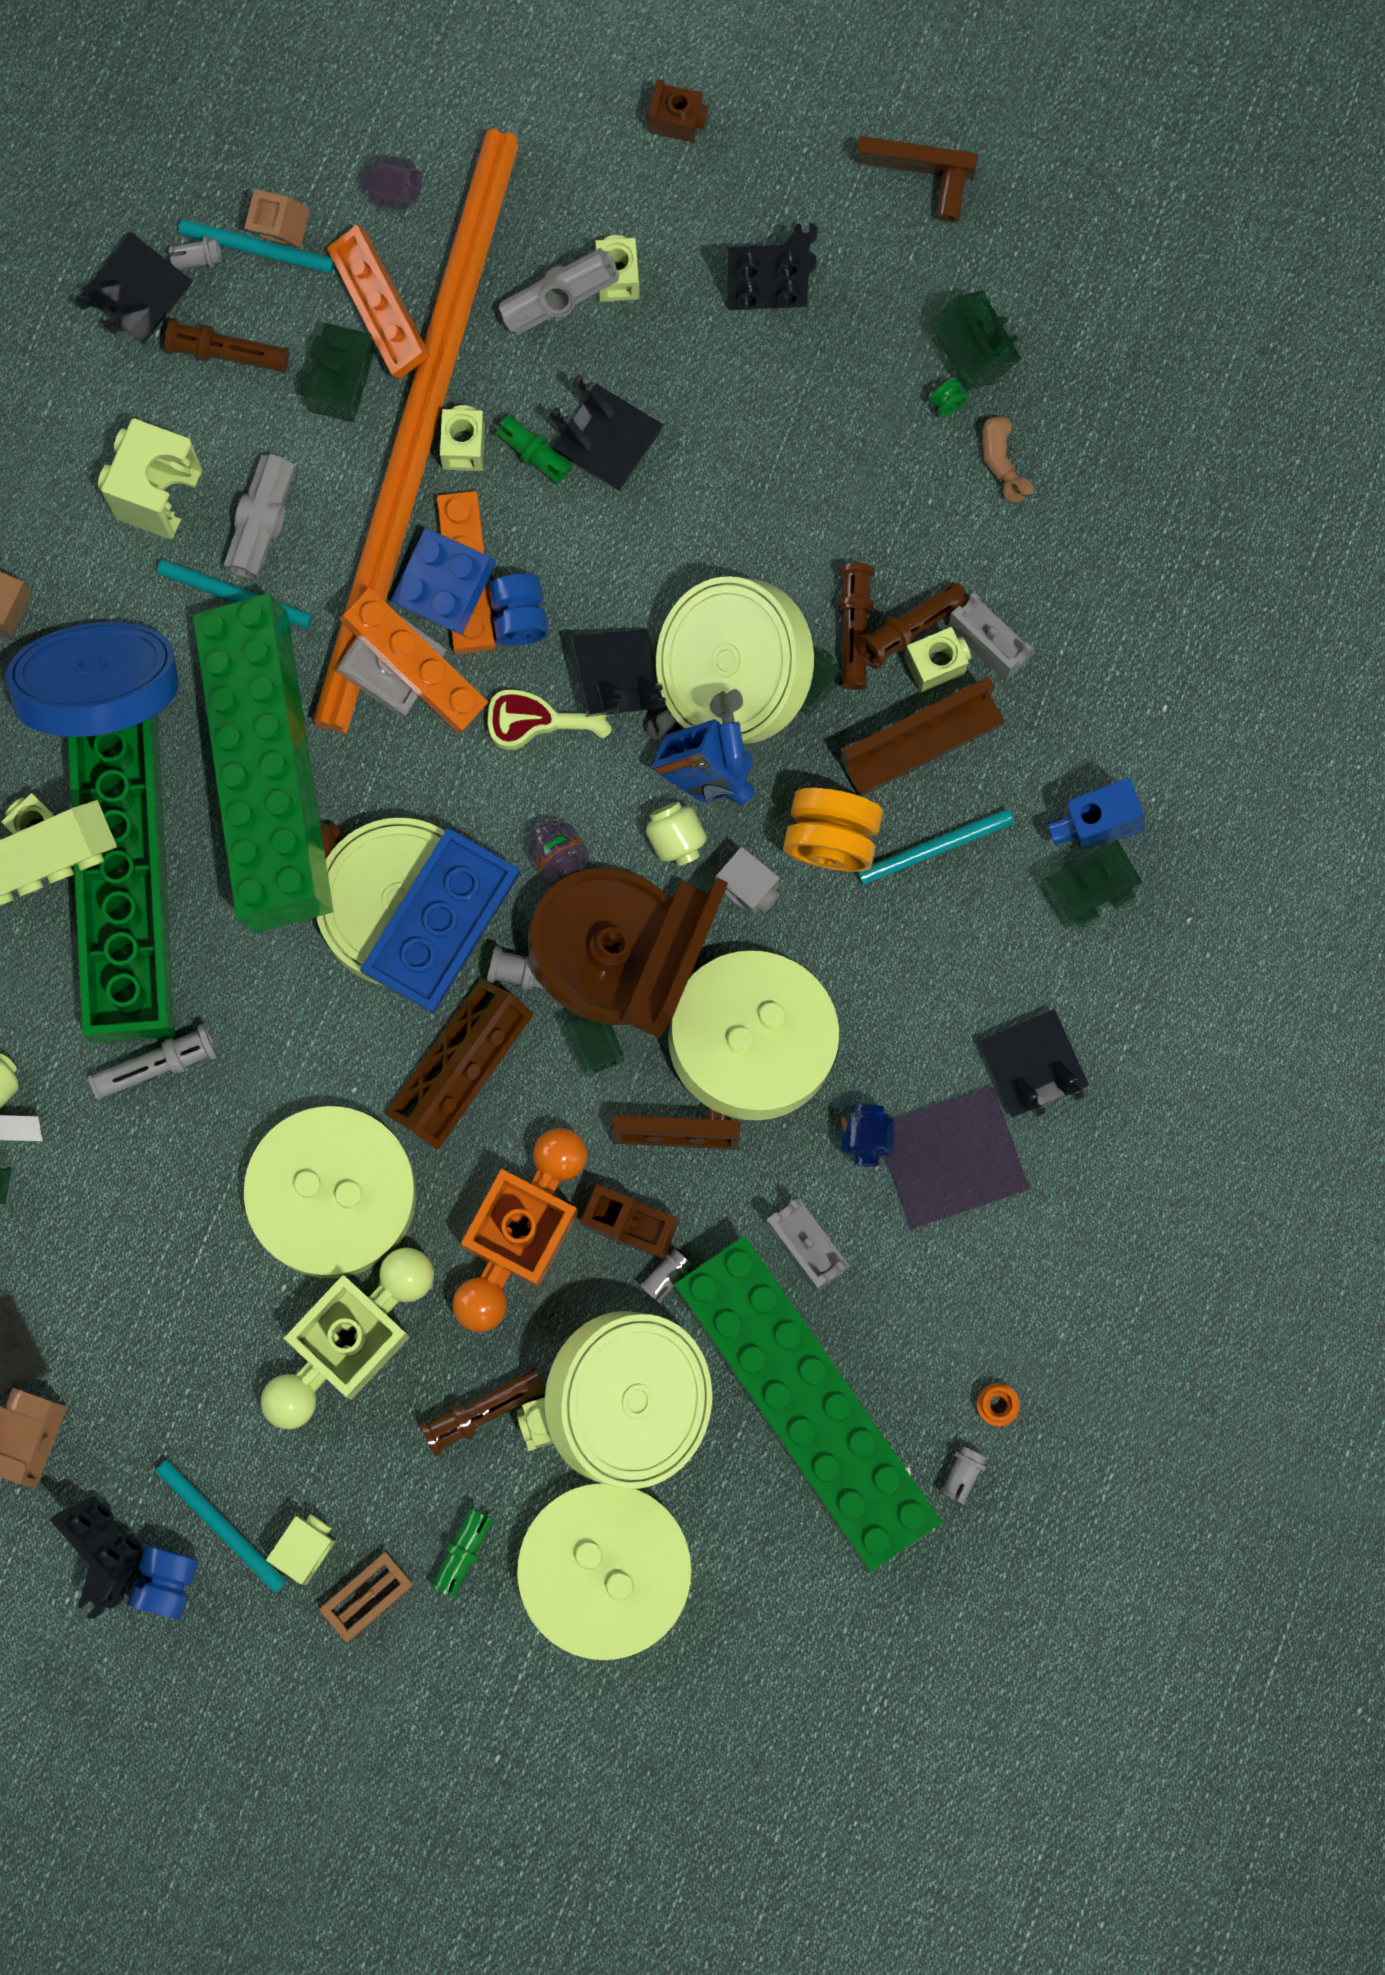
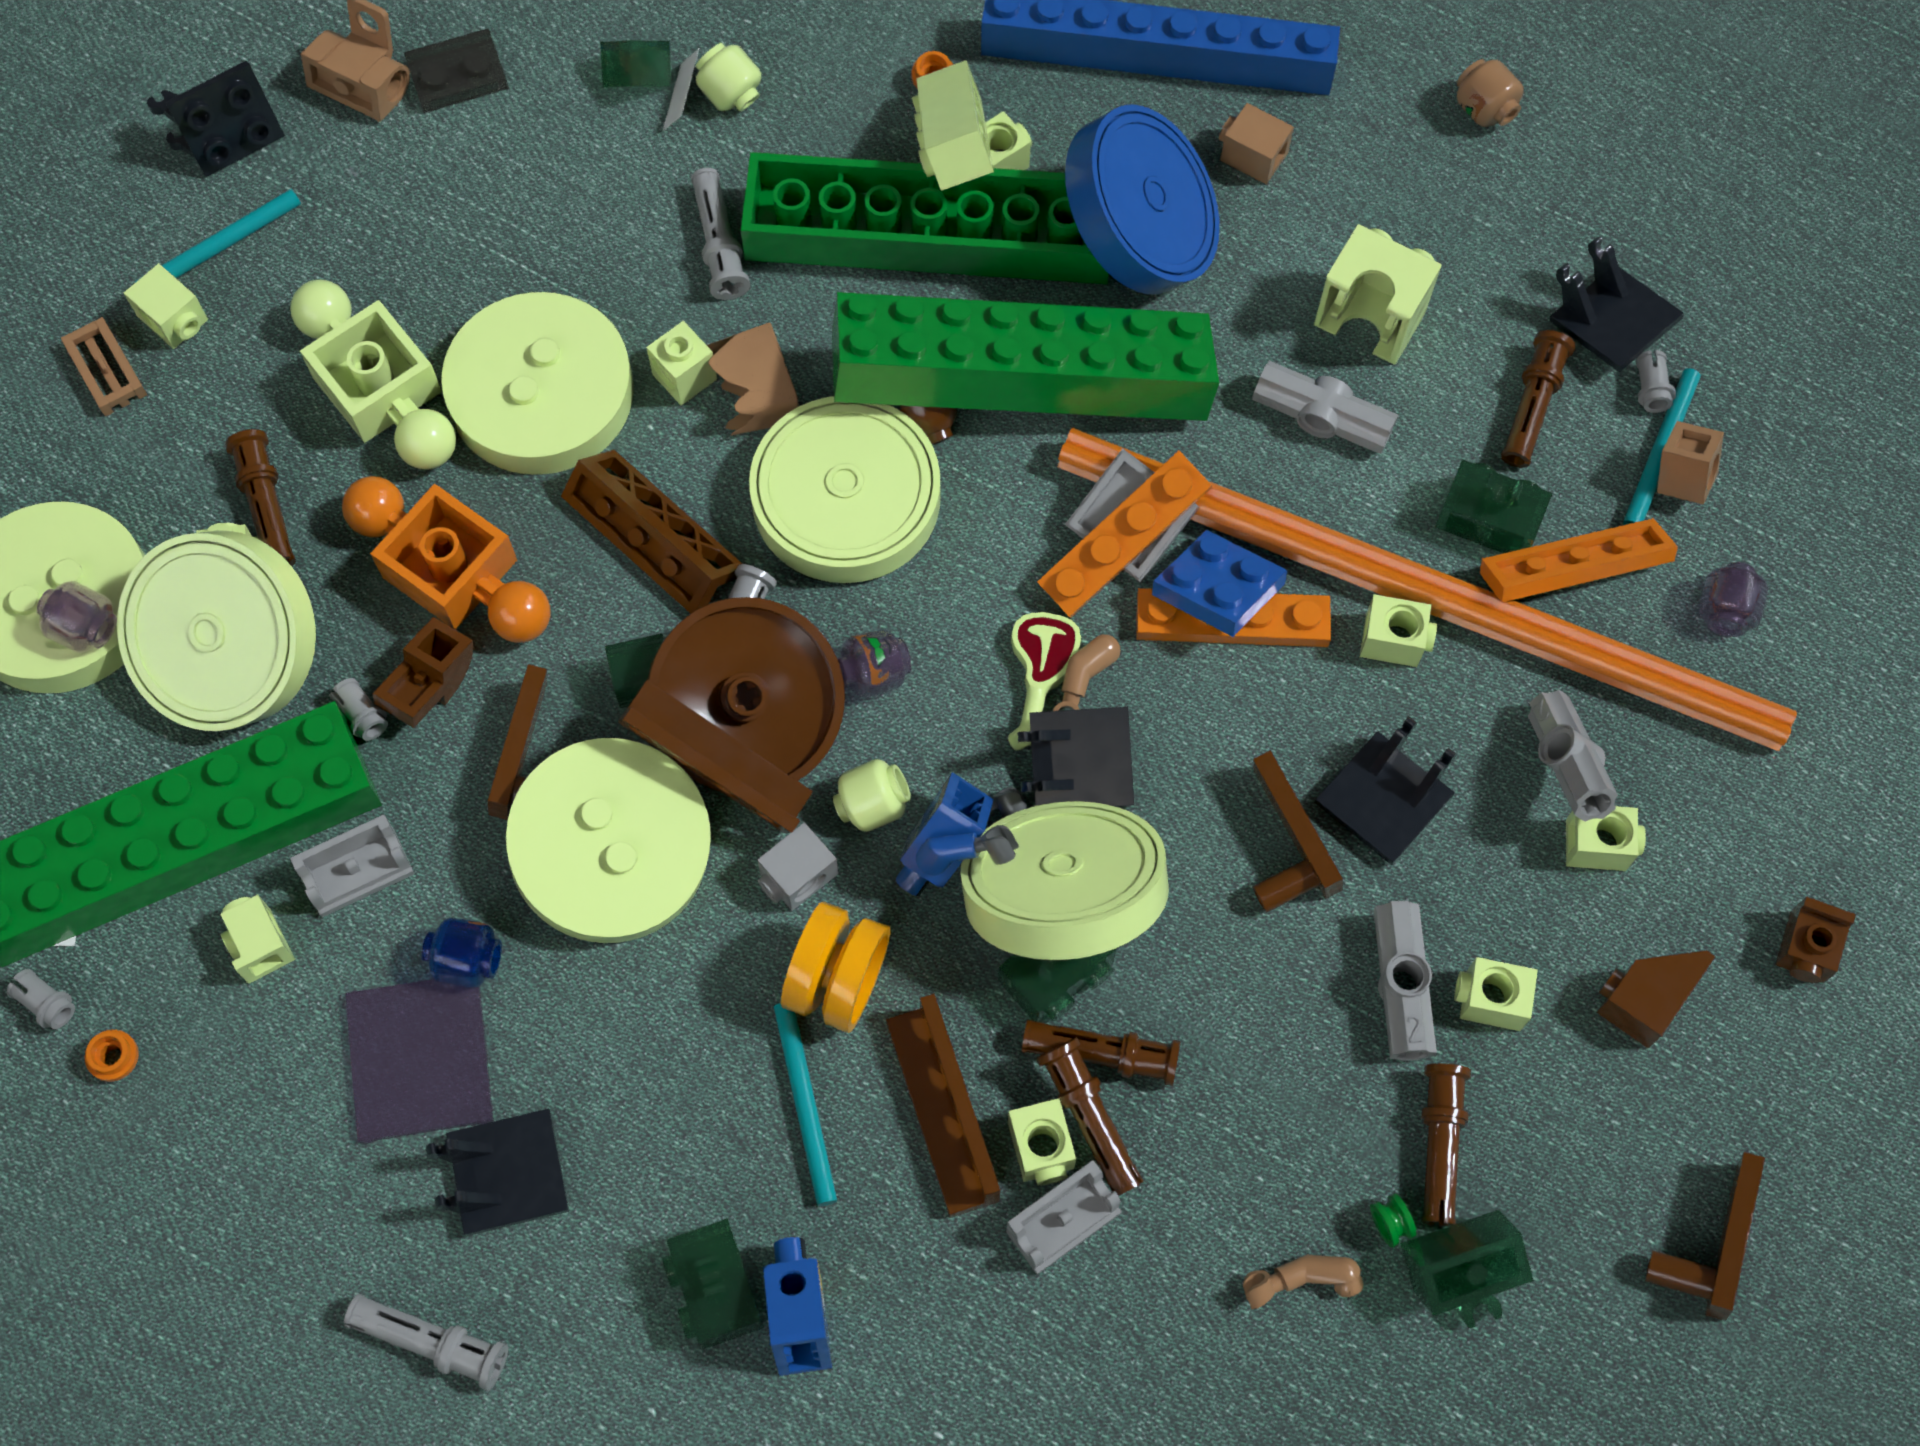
camera: 100 degrees right, 10 degrees down
(163, 1582) = (175, 176): blue wheel -> none
(224, 589) = (1238, 375): teal bar -> none
(296, 1065) = (681, 363): none -> yellowish green brick
(298, 996) = (757, 373): none -> medium nougat piece
(440, 921) = (805, 512): blue plate -> none
(462, 1552) = (118, 459): green pin -> none
(518, 603) = (1174, 660): blue wheel -> none
(534, 449) = (1376, 710): green pin -> none
(534, 684) = (1084, 665): none -> medium nougat arm
(634, 1527) = (76, 617): none -> head
(678, 480) = (1317, 866): none -> reddish brown piece
(737, 218) = (1651, 993): none -> reddish brown slope
(760, 322) = (1514, 981): none -> yellowish green brick
(772, 273) = (1576, 1019): black plate -> none
(787, 402) = (1406, 1011): none -> light grey piece
(863, 368) = (1445, 1118): none -> reddish brown pin
(881, 1310) = (254, 938): none -> yellowish green brick
(1176, 1076) = (448, 1348): none -> light grey pin

